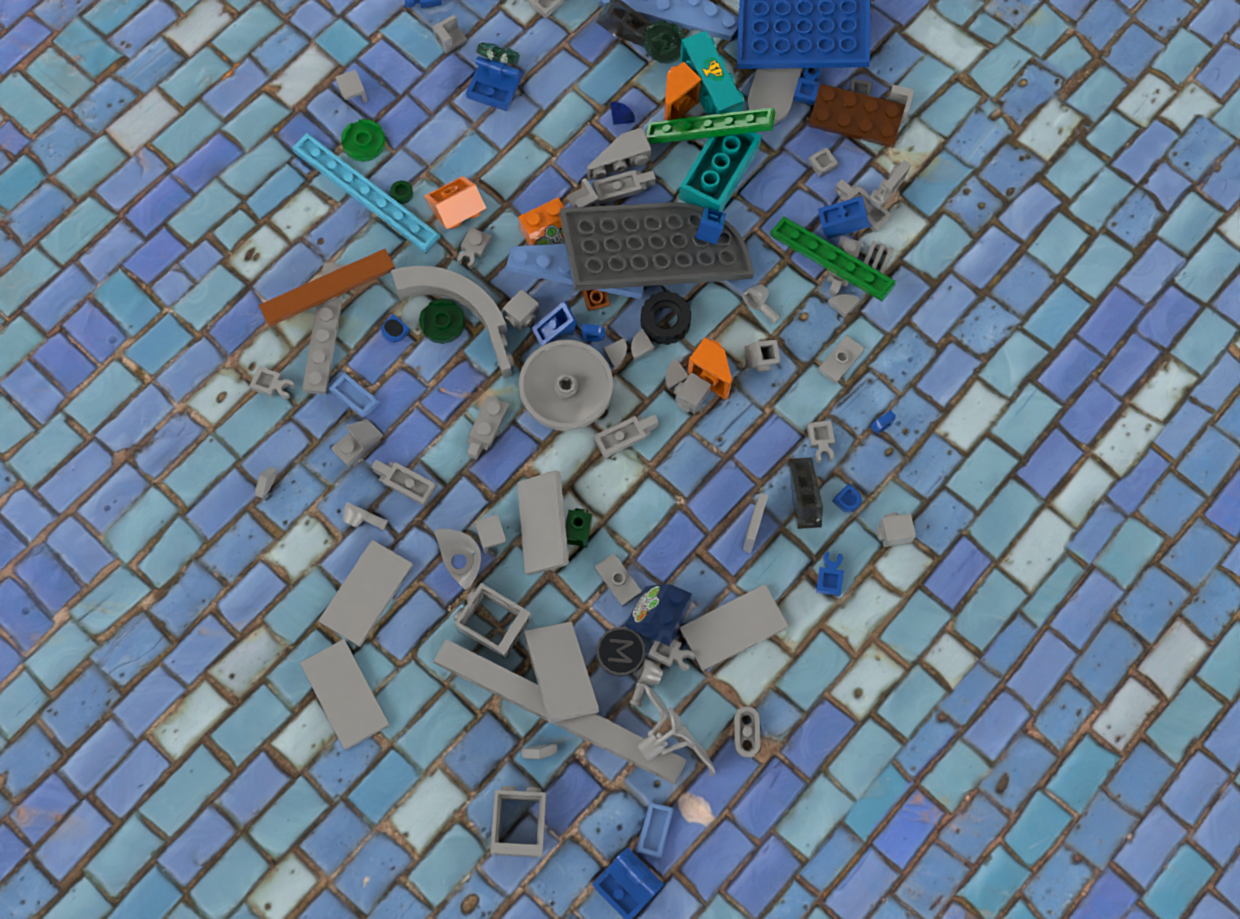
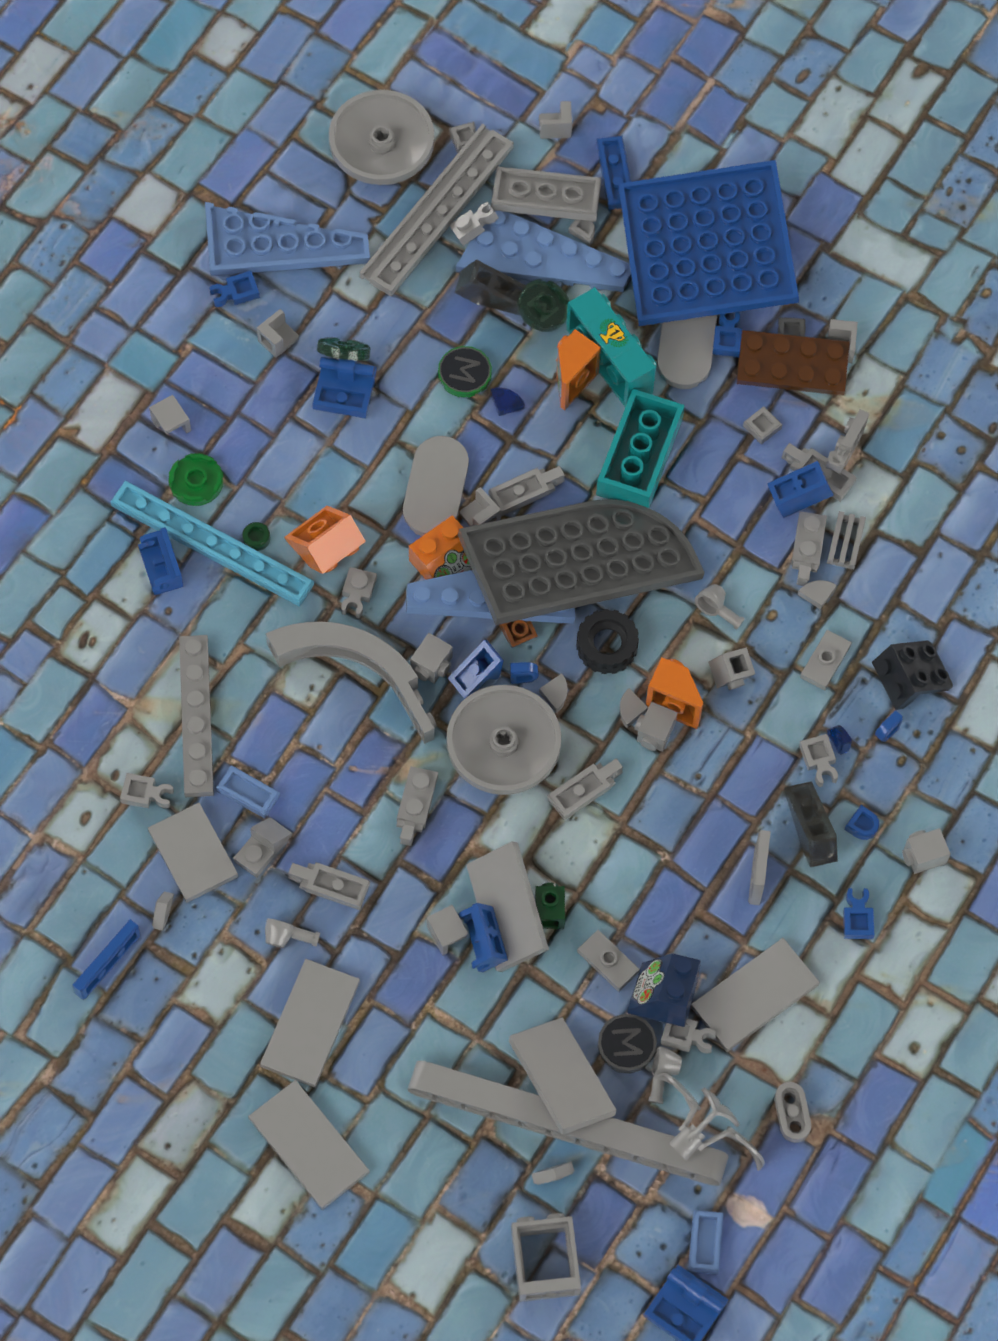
camera: 10 degrees left, 5 degrees down
(212, 515) = (106, 960): none -> blue tile
(300, 438) = (193, 852): none -> light grey tile
(321, 201) = (160, 562): none -> blue hinge
(326, 287) = (191, 666): dark orange tile -> none
(394, 329) = (281, 704): tile -> none
(442, 321) = (337, 686): dark green tile -> none
(456, 542) = (408, 946): light grey piece -> none
(513, 634) = (503, 1018): light grey window -> none
(520, 544) = (484, 936): none -> blue hinge
(552, 170) = (435, 483): none -> light grey tile
(592, 85) = (464, 371): none -> black tile
(624, 152) = (522, 447): light grey slope -> none
(641, 345) = (583, 679): light grey tile -> none
(711, 126) = (620, 402): green tile -> none
(711, 225) = (643, 522): blue slope -> none
(833, 258) = (795, 540): green tile -> none
(841, 426) = (840, 739): none -> clear blue tile
(909, 379) = (911, 671): none -> black bracket

